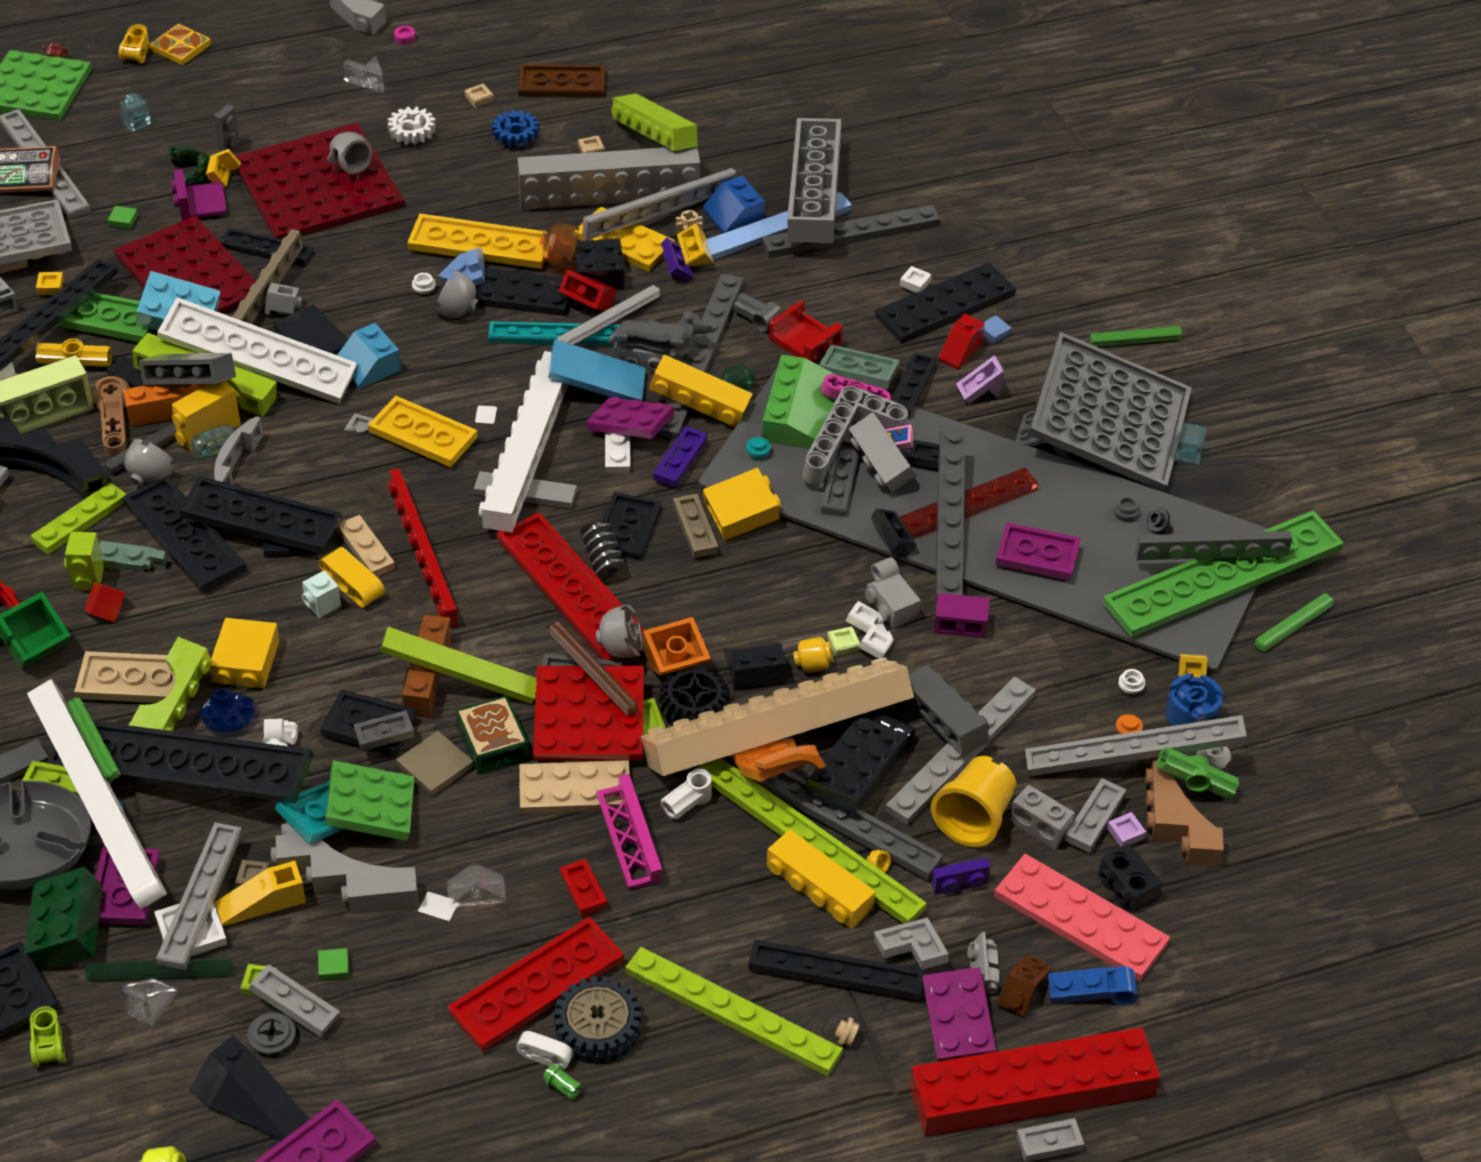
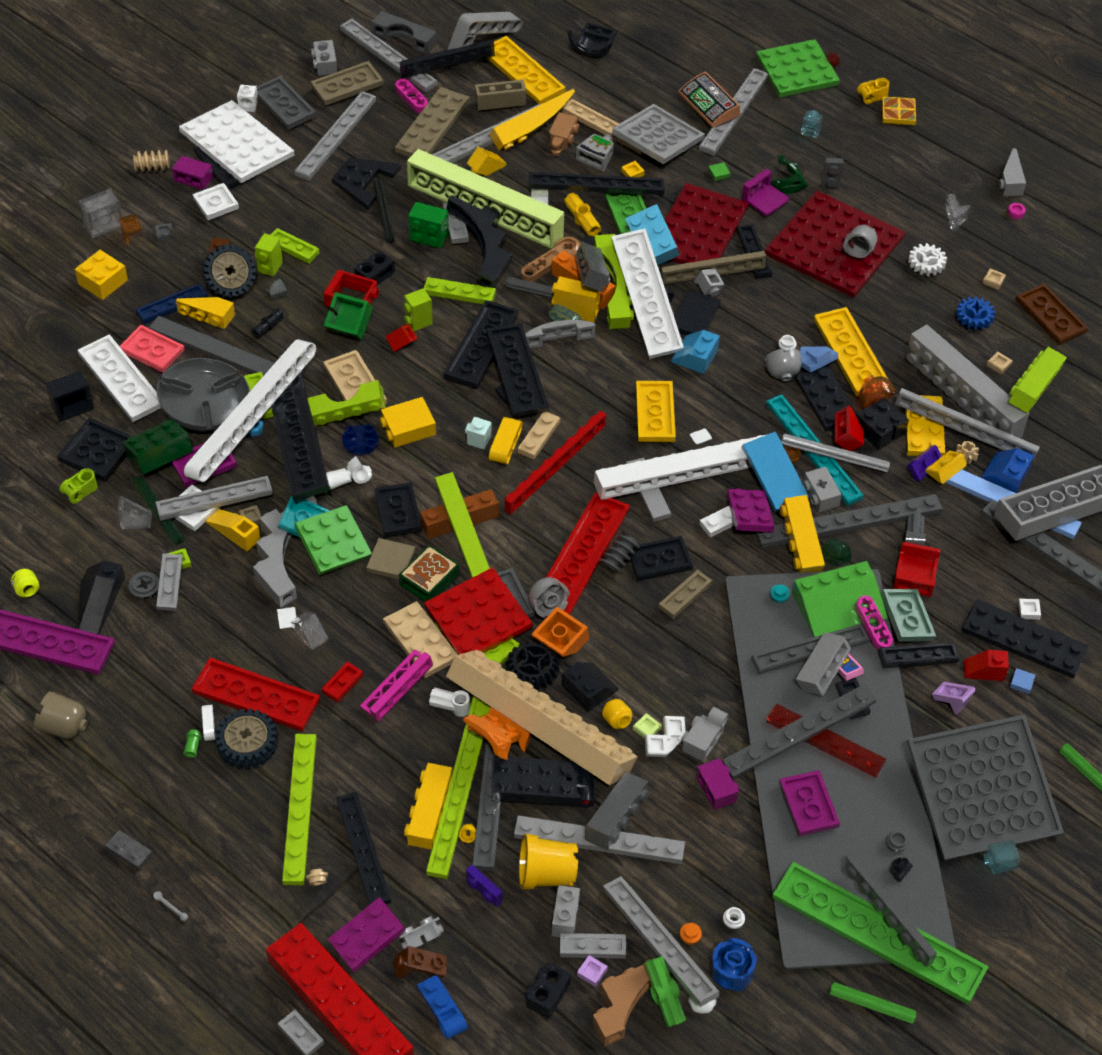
camera: 60 degrees right, 5 degrees up
(93, 739) = (287, 387): bright green axle -> none
(131, 557) = (446, 329): sand green hinge -> none
(147, 463) = (517, 295): light grey cylinder -> none
(221, 165) = (798, 190): yellow bracket -> none
(333, 964) = (210, 588): bright green tile -> none
(357, 426) = (635, 376): light grey tile -> none
(384, 730) = (388, 518): flat silver plate -> none
(593, 668) = (505, 595): reddish brown axle -> none
(659, 336) = (828, 486): dark grey animal -> none
(680, 456) = (741, 555): dark purple plate -> none
(742, 503) = (719, 608): yellow brick -> none
(850, 407) = (825, 621): light grey beam -> none
(893, 532) = (759, 707): black brick -> none
(913, 937) = (414, 883): light grey plate -> none
(1081, 916) = (500, 977): coral plate -> none
(1192, 665) = (771, 951): yellow plate -> none

